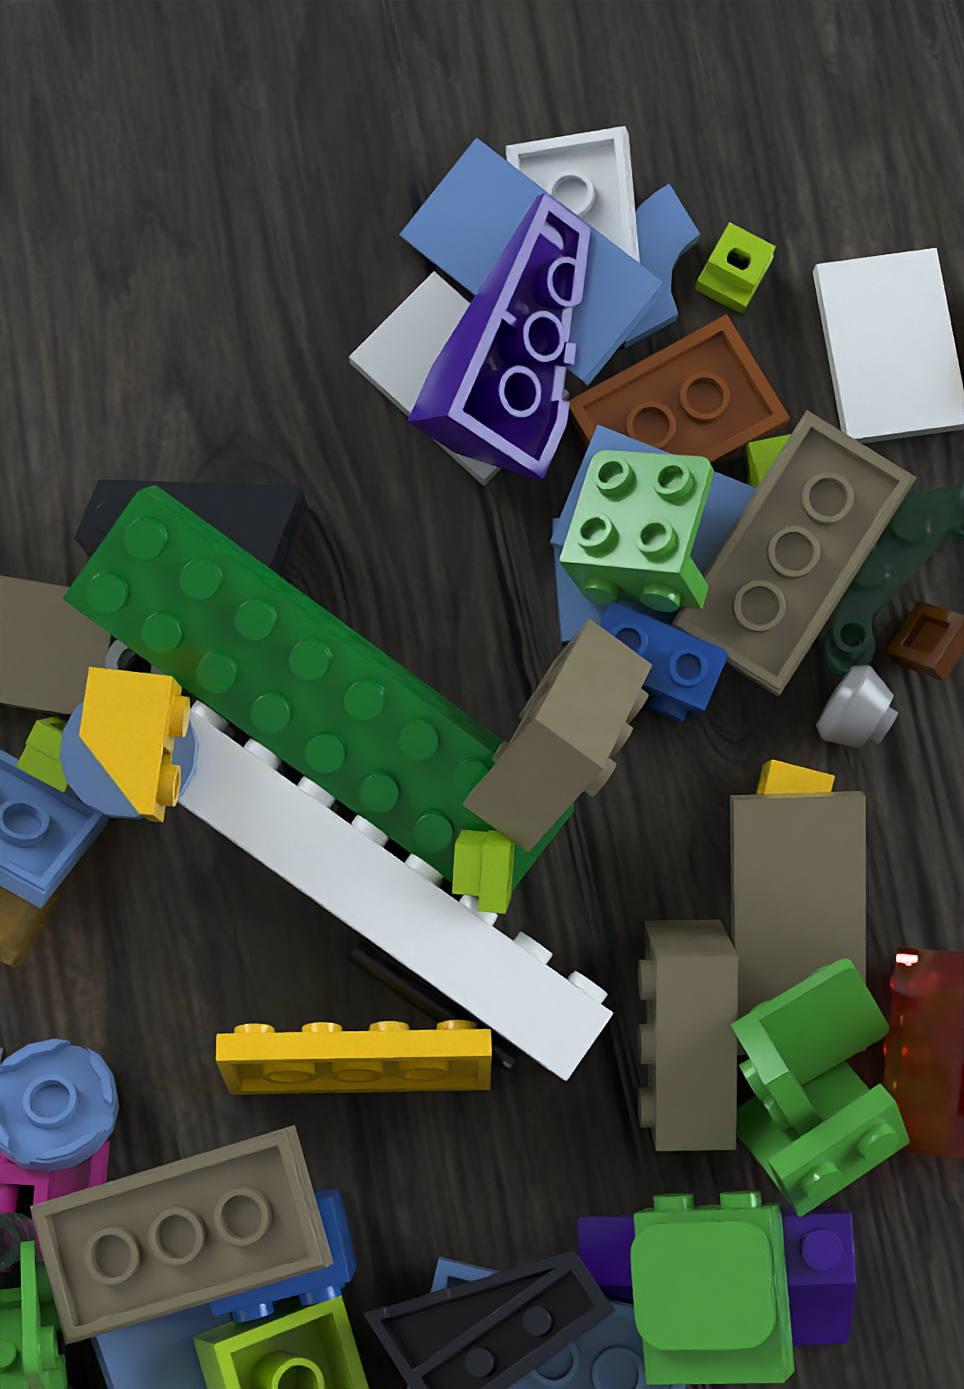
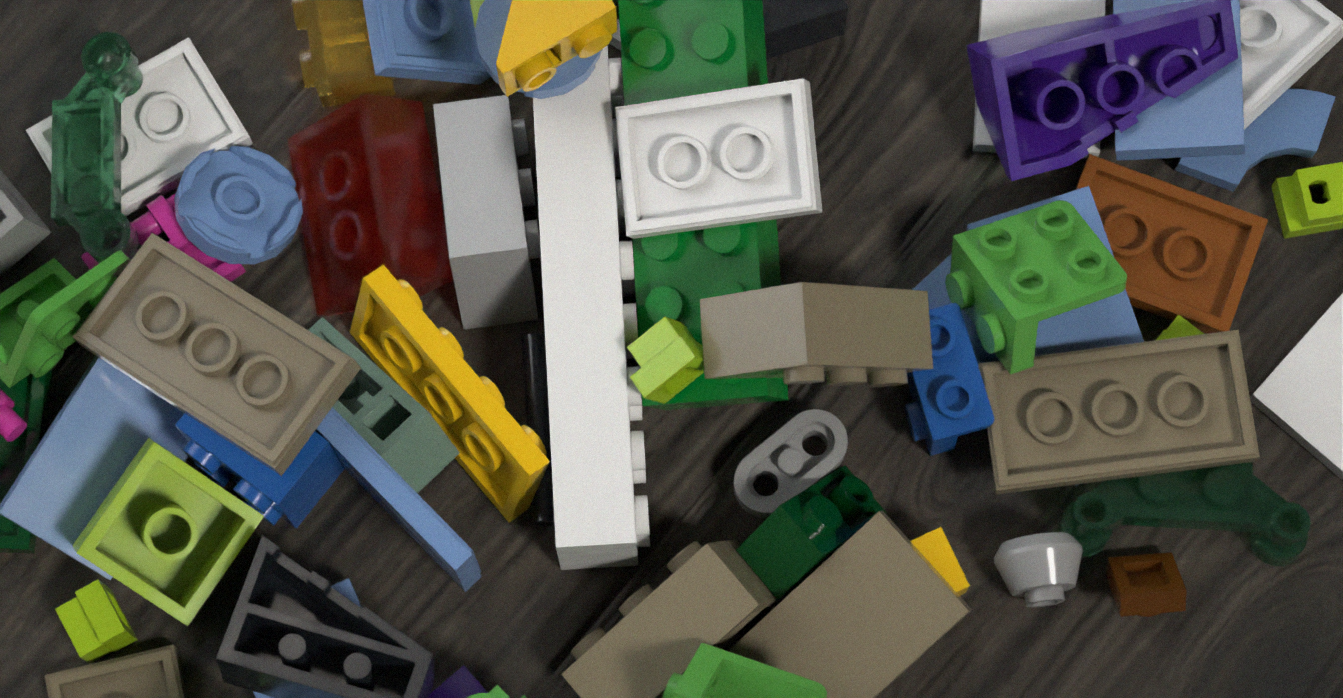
camera: 55 degrees right, 5 degrees down
(139, 995) = (369, 200): none -> clear red slope
(223, 904) = (485, 210): none -> light grey wedge
(329, 1126) = (390, 417): none -> sand green slope
(358, 695) = (718, 159): none -> white tile
(414, 1170) = (400, 501): none -> medium blue tile
(624, 833) = (787, 462): none -> light grey plate
(691, 860) = (808, 530): none -> dark green slope

